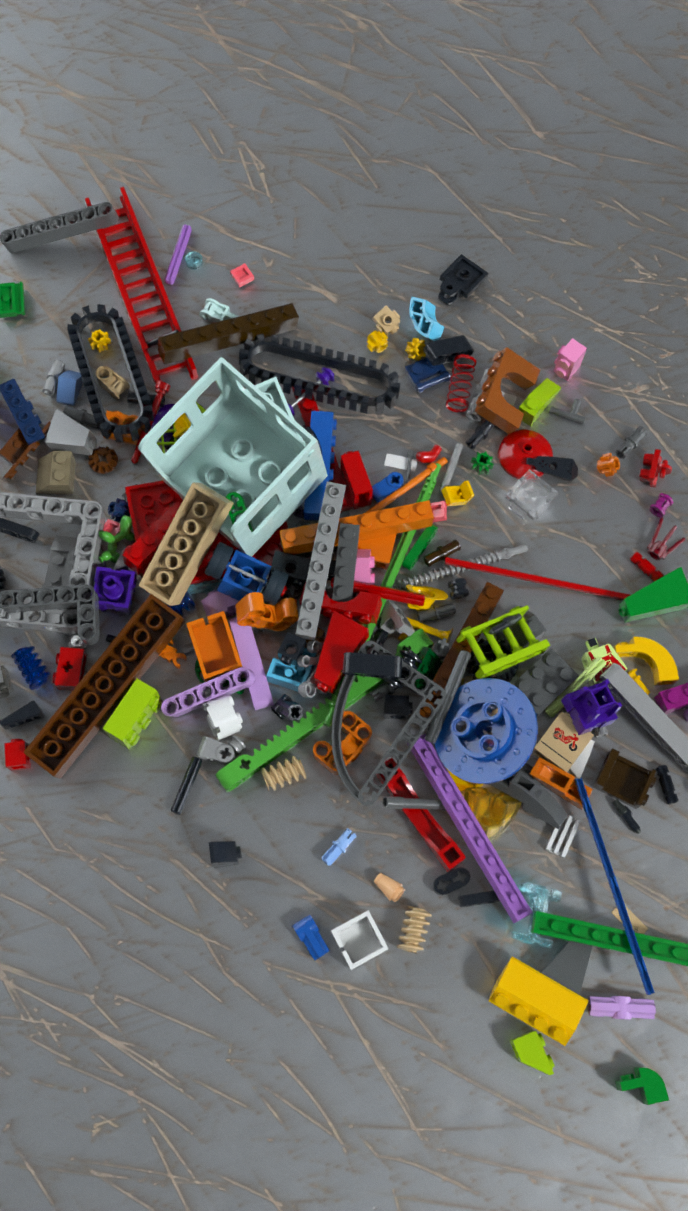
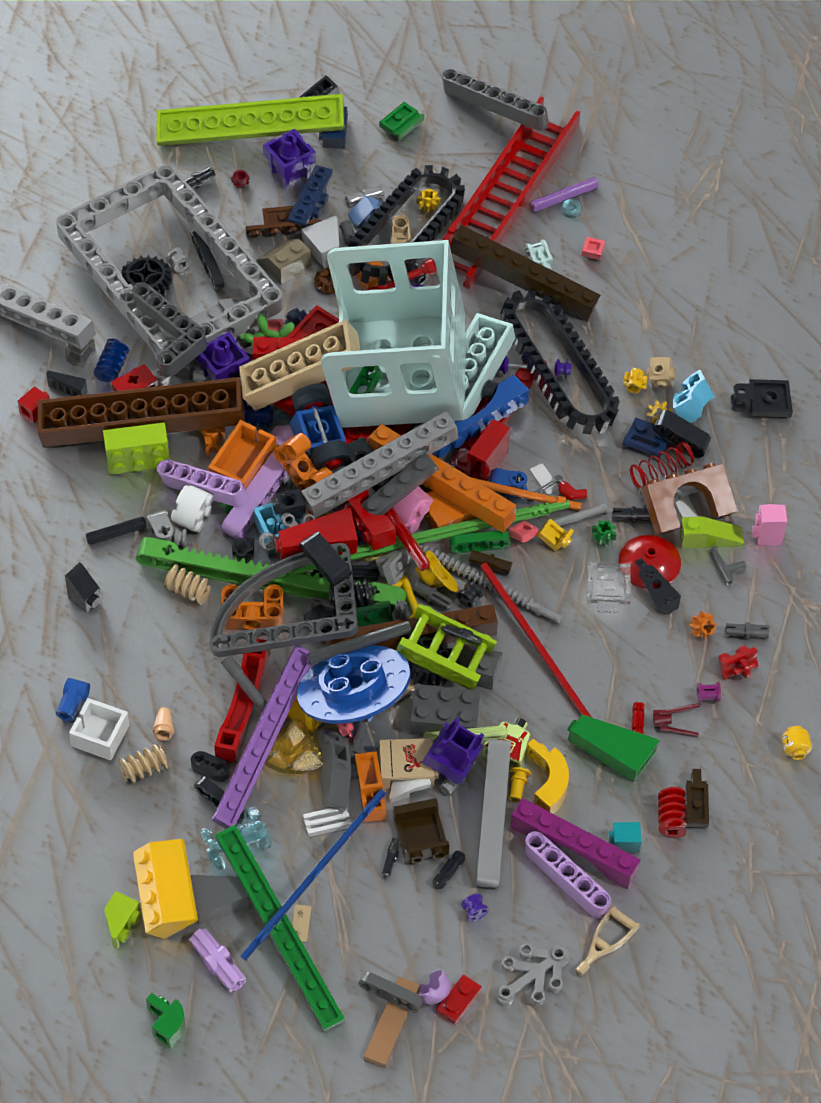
camera: 50 degrees right, 15 degrees down
(338, 847) = (163, 666): light blue axle -> none

